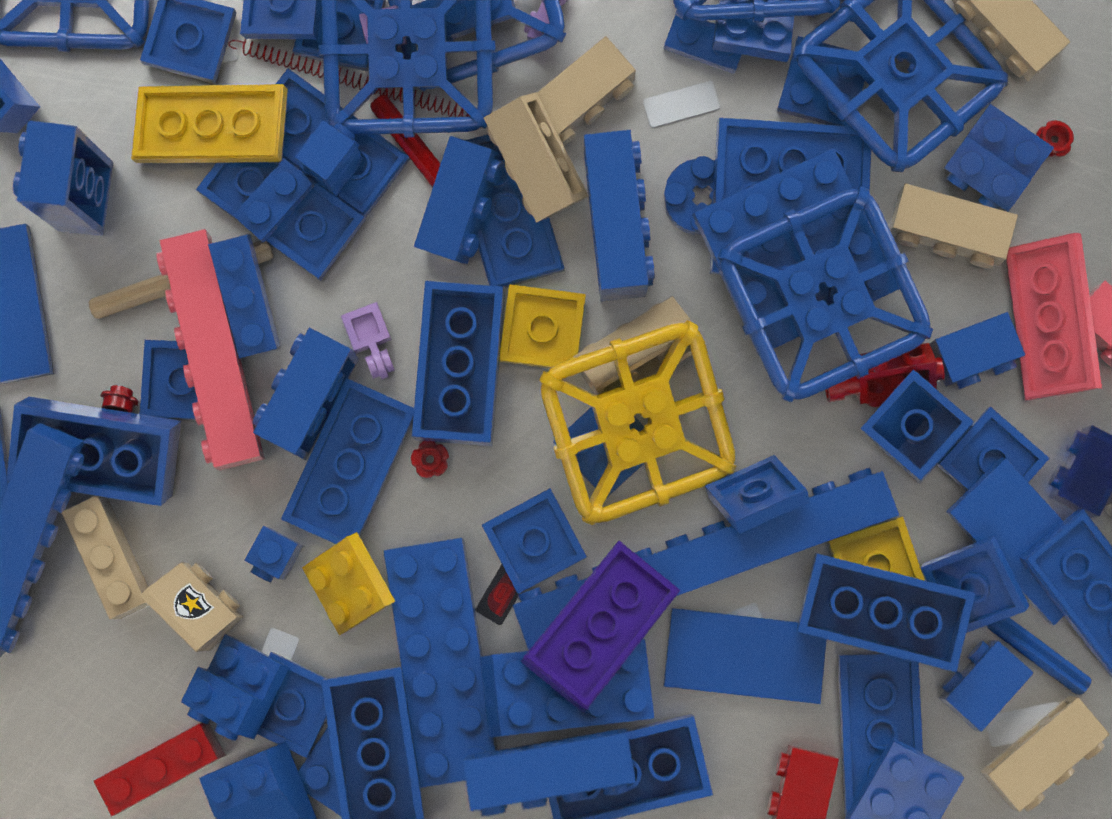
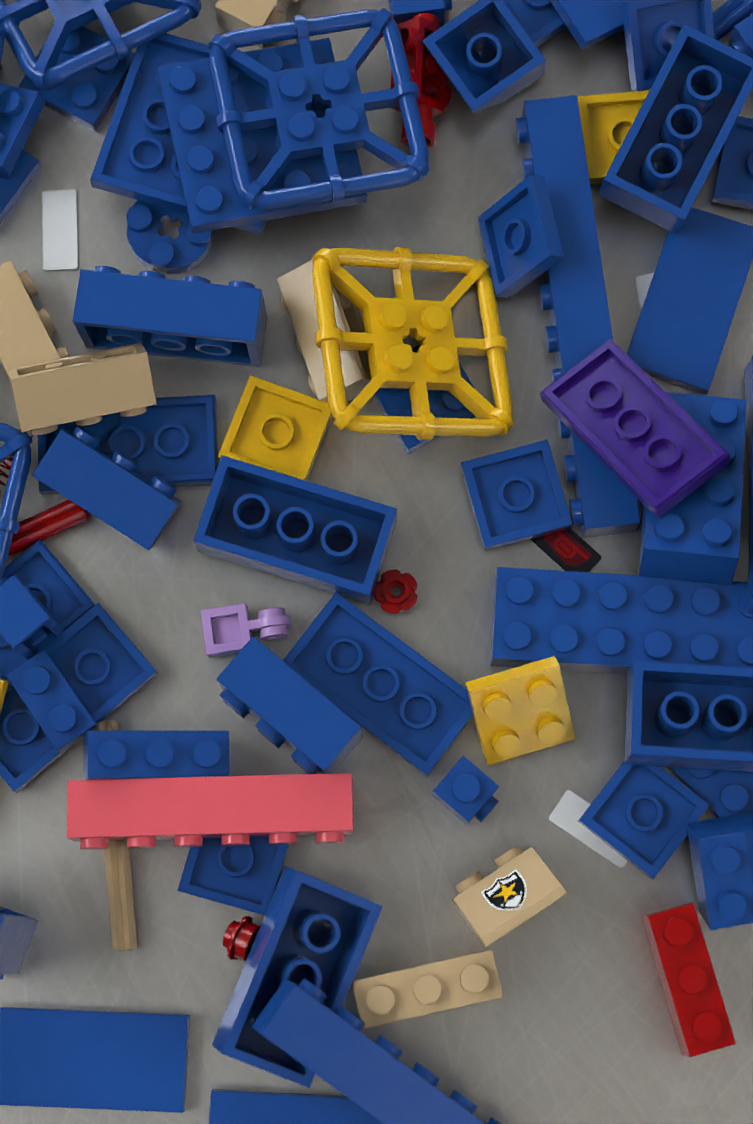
camera: 80 degrees left, 5 degrees down
(235, 689) = (614, 868): blue plate -> none

